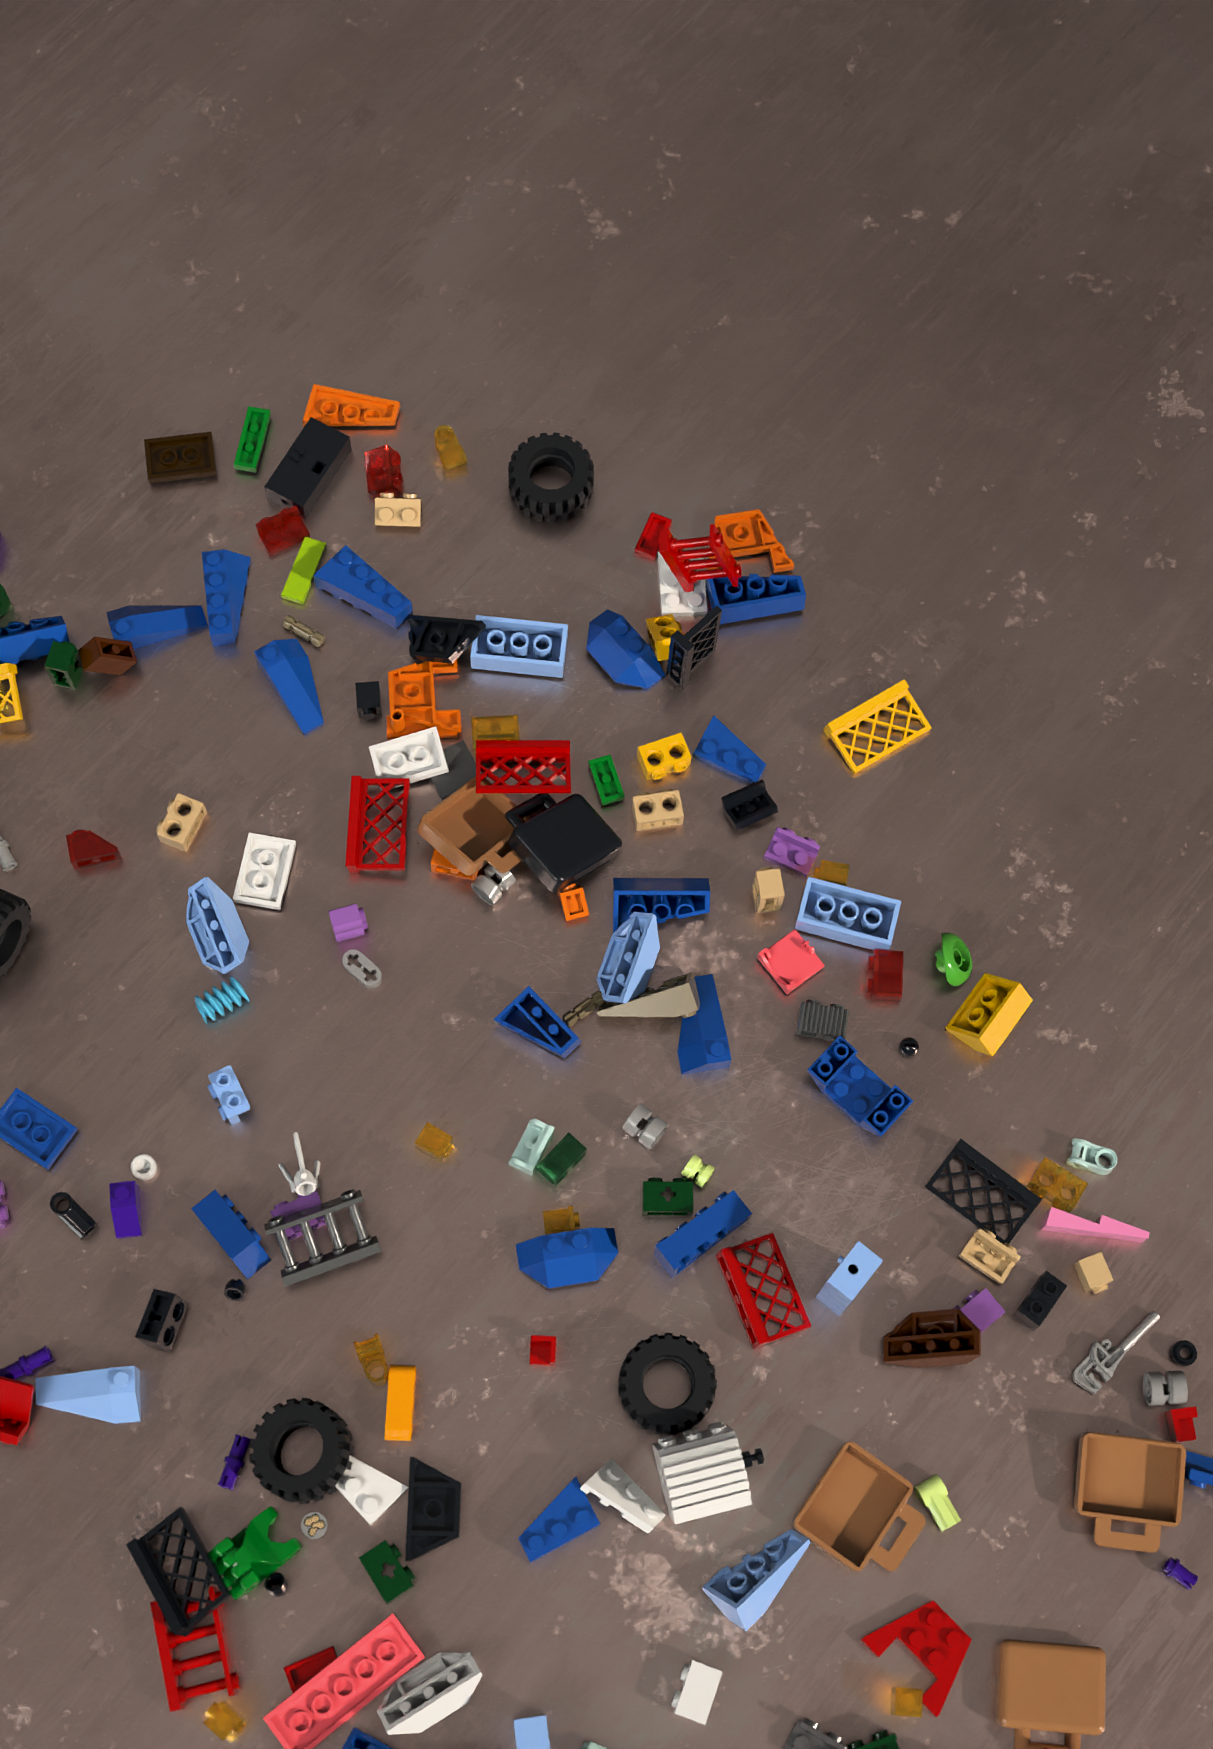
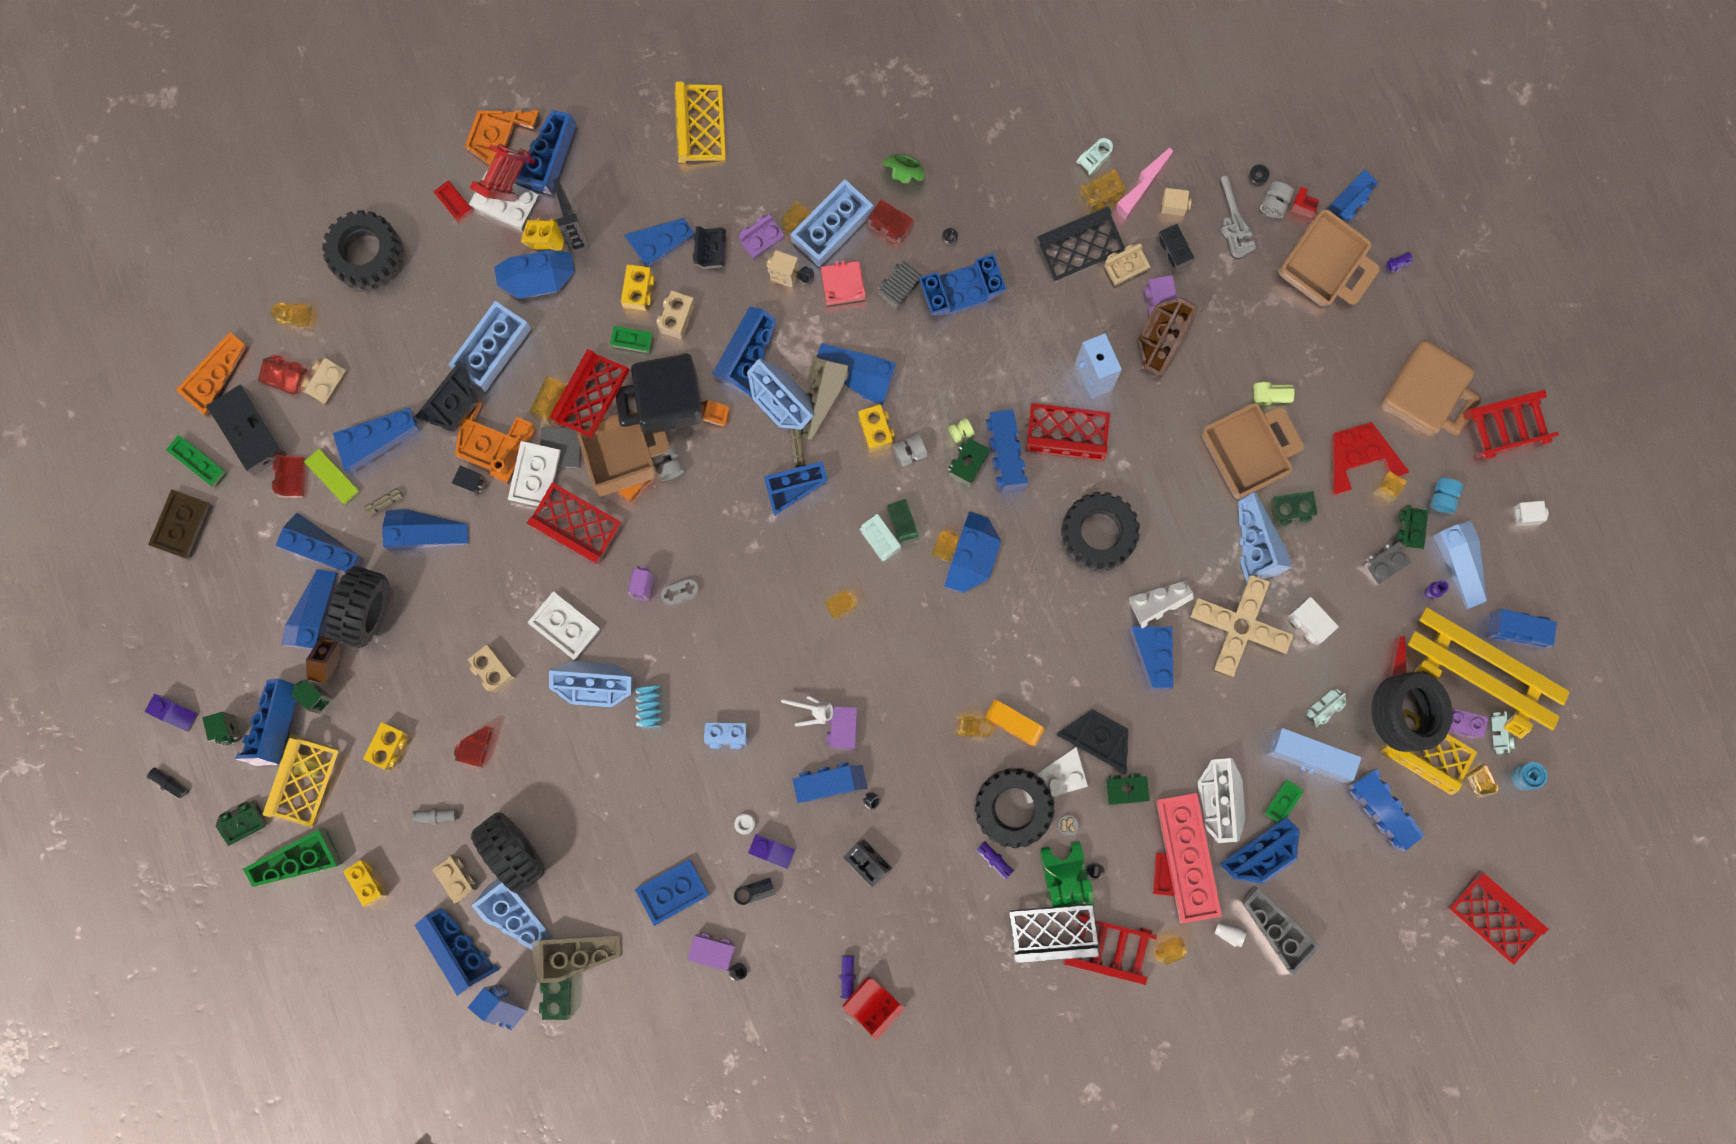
camera: 55 degrees left, 10 degrees up
(49, 757) = (380, 743): none -> yellow brick
(96, 1394) = (895, 936): light blue wedge -> none
(175, 657) = (357, 606): none -> black tyre
(341, 1253) = (888, 718): dark grey fence -> none
(542, 1350) = (1030, 605): red panel -> none
(624, 1609) = (1256, 632): none -> tan piece
(644, 1075) = (872, 429): none -> yellow brick
(703, 1472) = (1176, 537): white piece -> none
(777, 919) = (801, 275): none -> black hinge
(823, 1593) = (1292, 503): none -> clear green brick
(989, 1013) = (956, 166): yellow slope -> none

